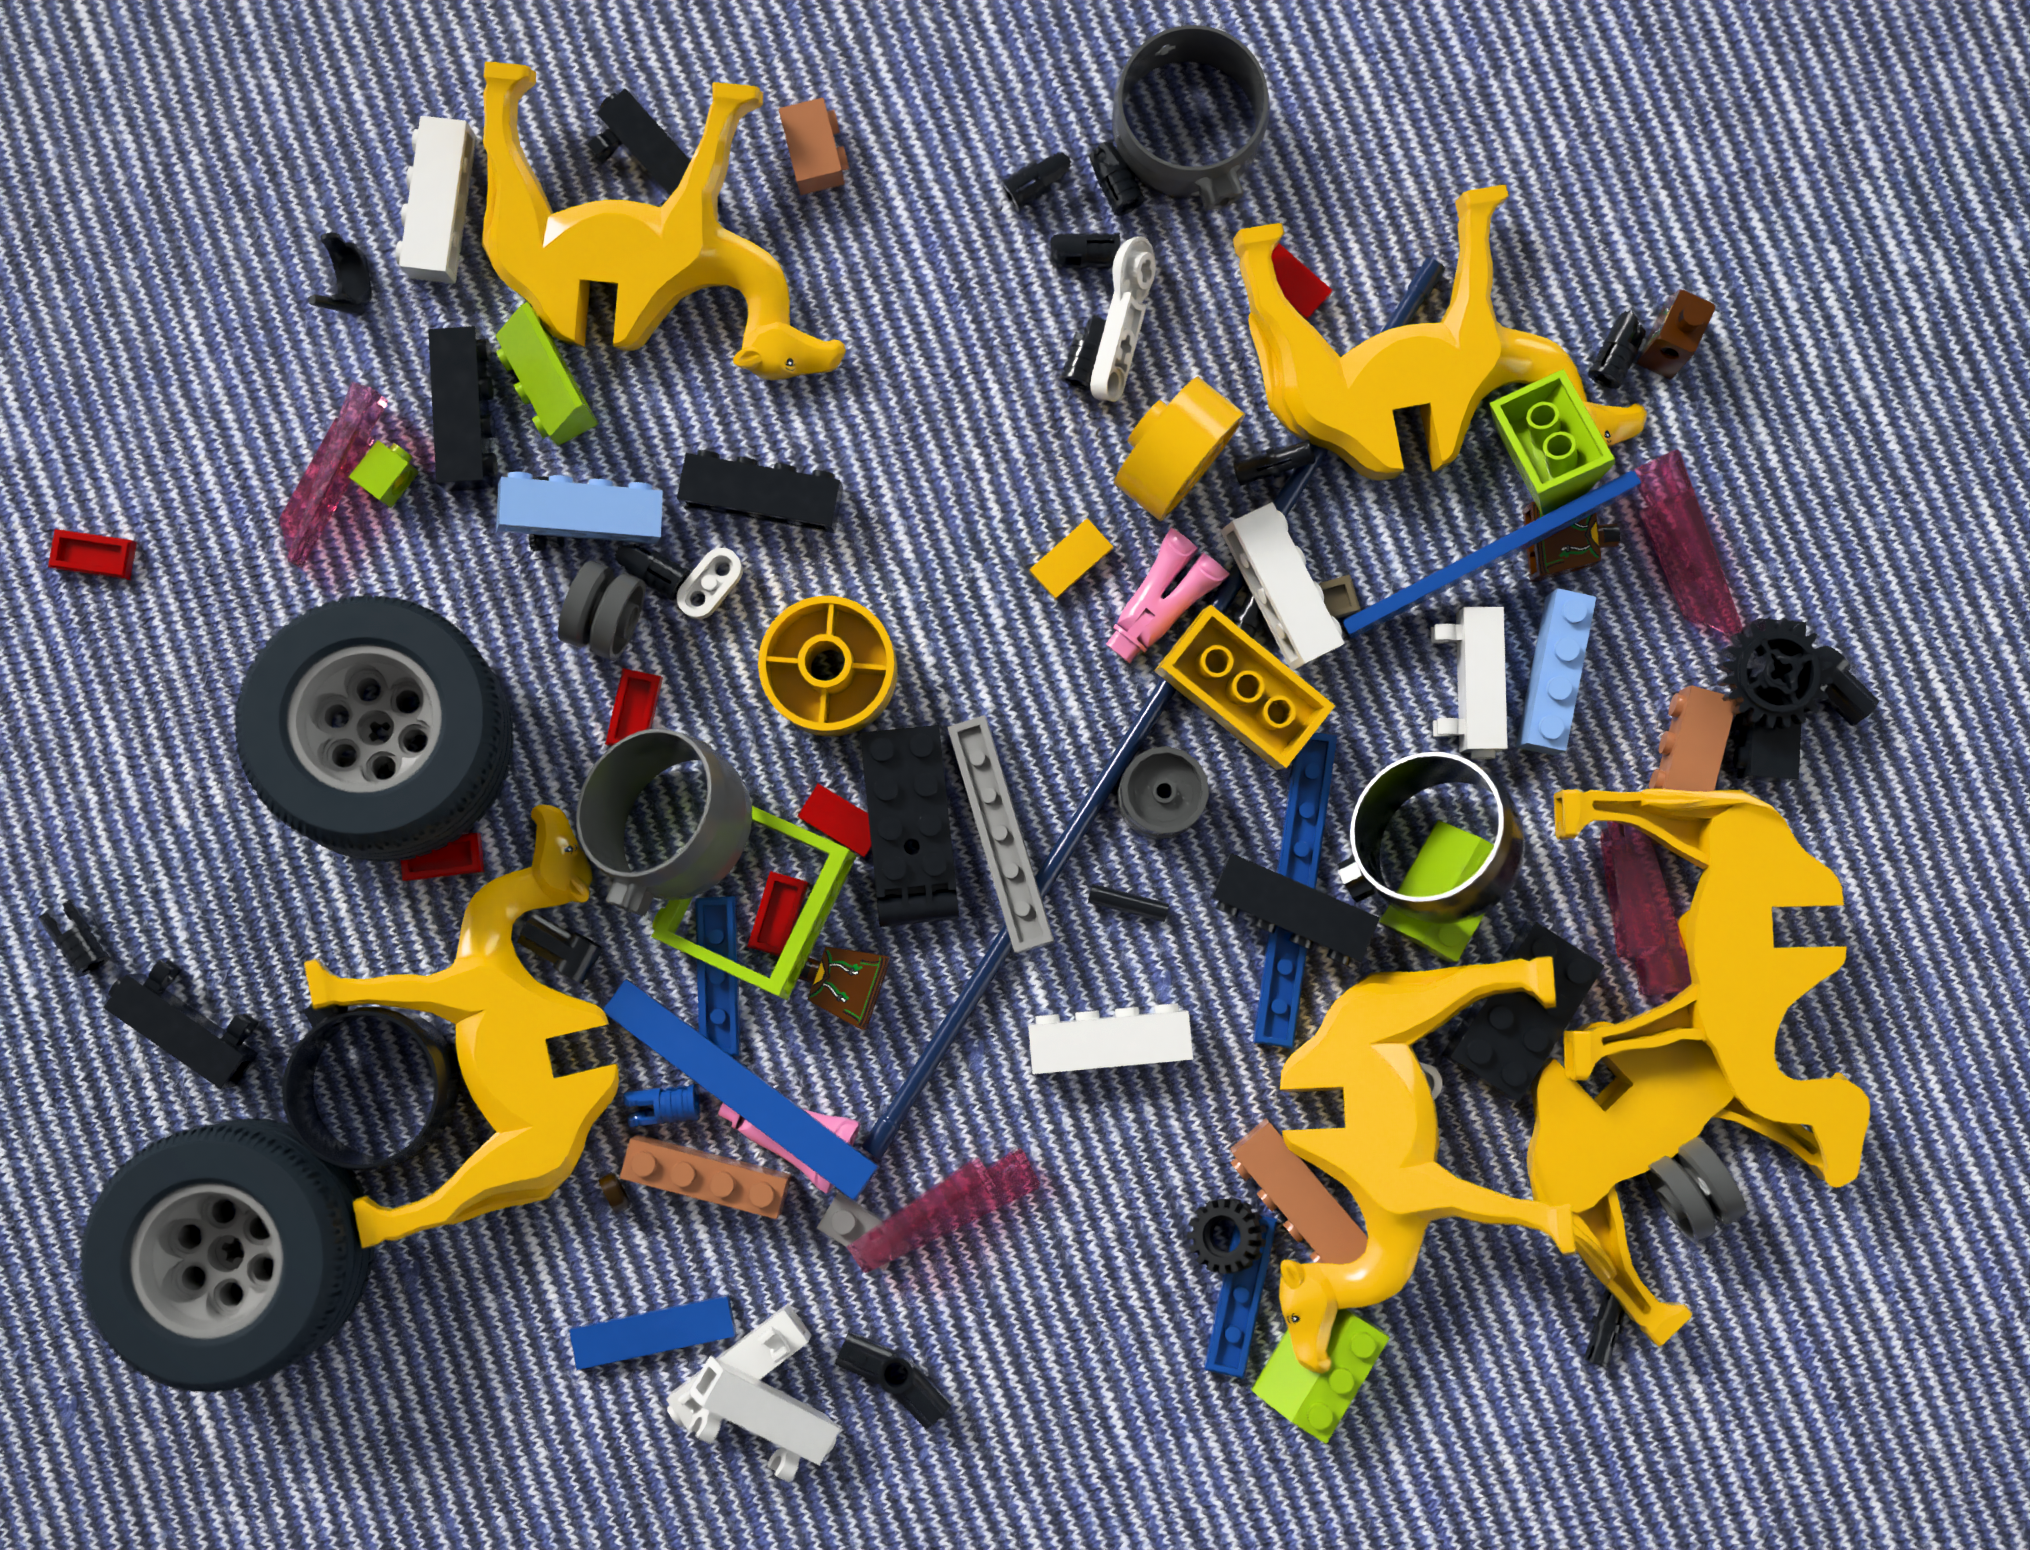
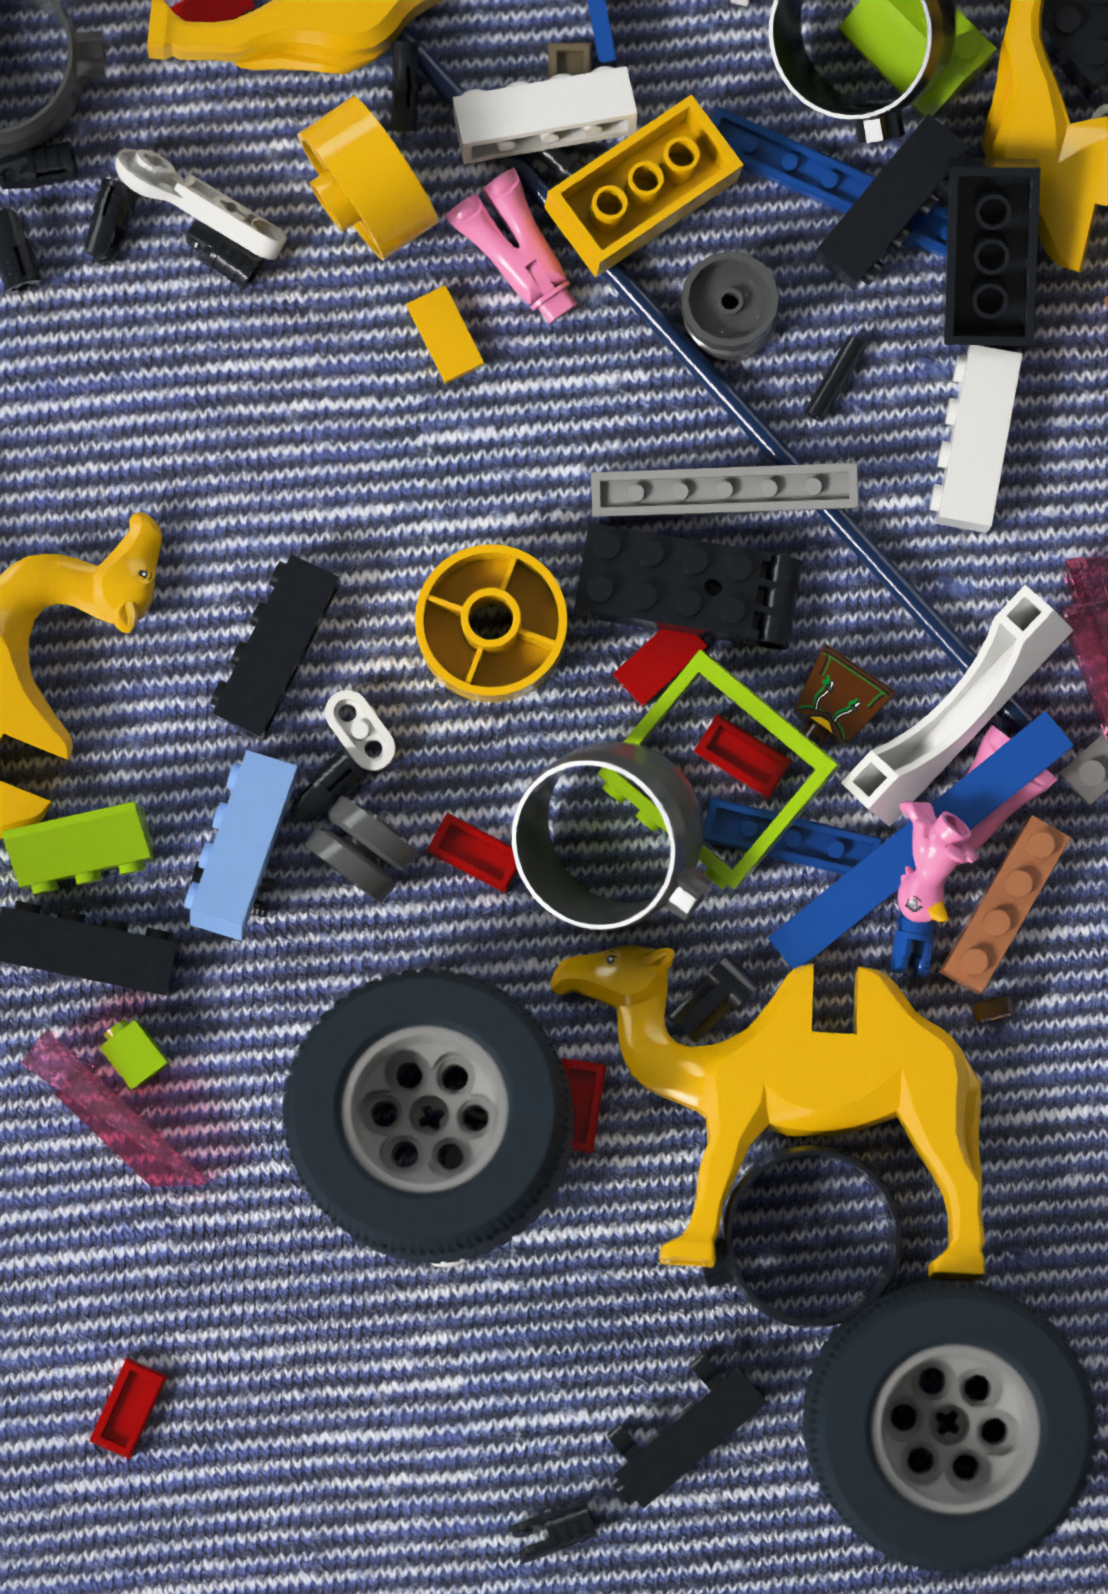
camera: 75 degrees left, 0 degrees up
(727, 1104) = (936, 852): none -> bright pink animal
(923, 1122) = (1014, 649): none -> white arch
(1273, 1006) = (991, 251): none -> black brick

